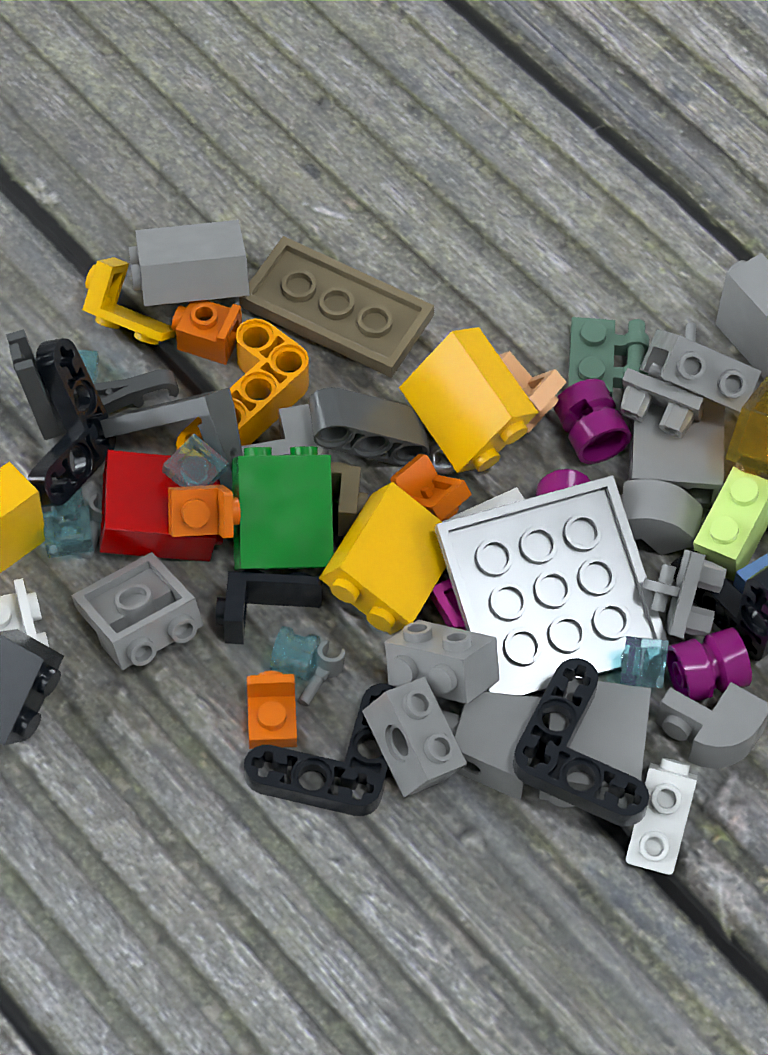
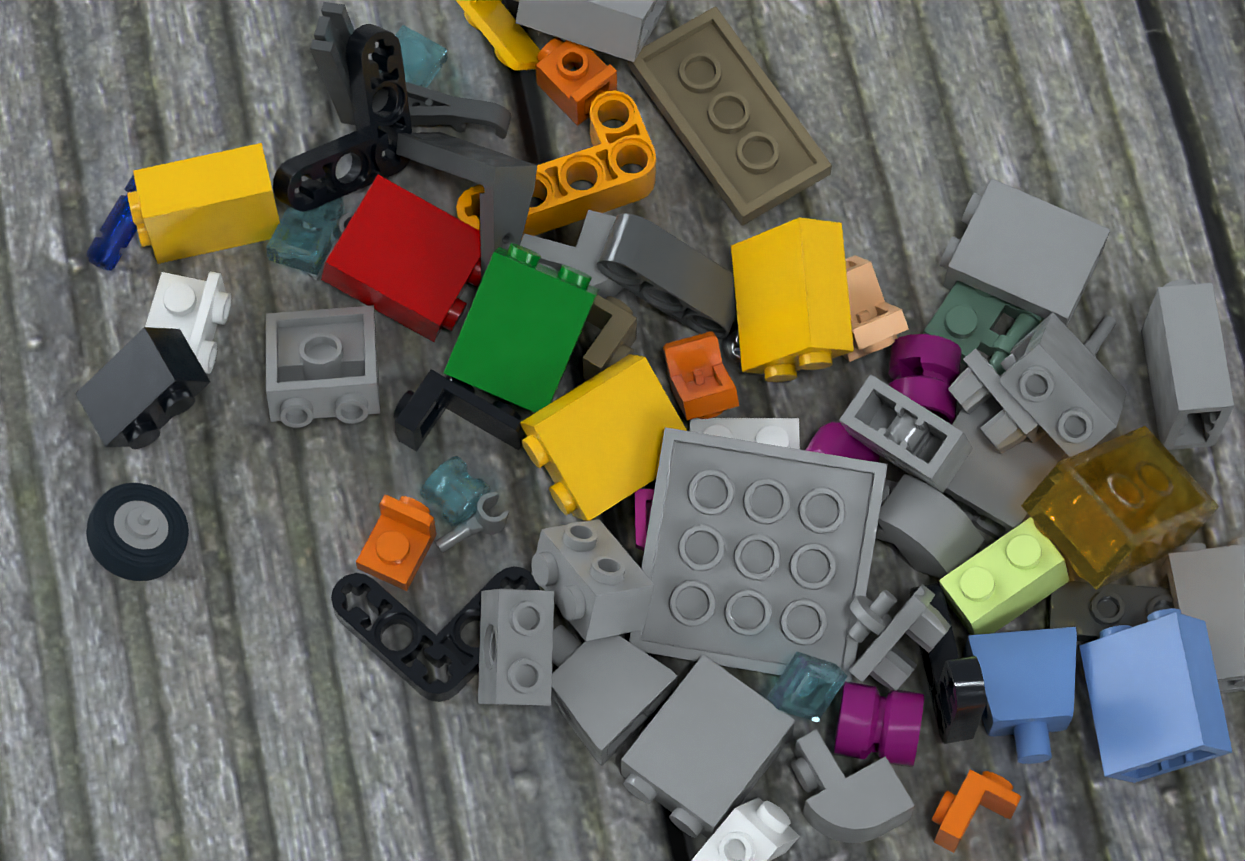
camera: 30 degrees right, 10 degrees up
(65, 797) = (137, 531): none -> black wheel
(195, 464) = (455, 237): clear light blue plate -> none
(202, 511) = (432, 291): orange bracket -> none
(561, 760) = (649, 755): black beam -> none
(606, 301) = (1025, 251): none -> light grey panel
(612, 447) = (906, 433): none -> light grey brick

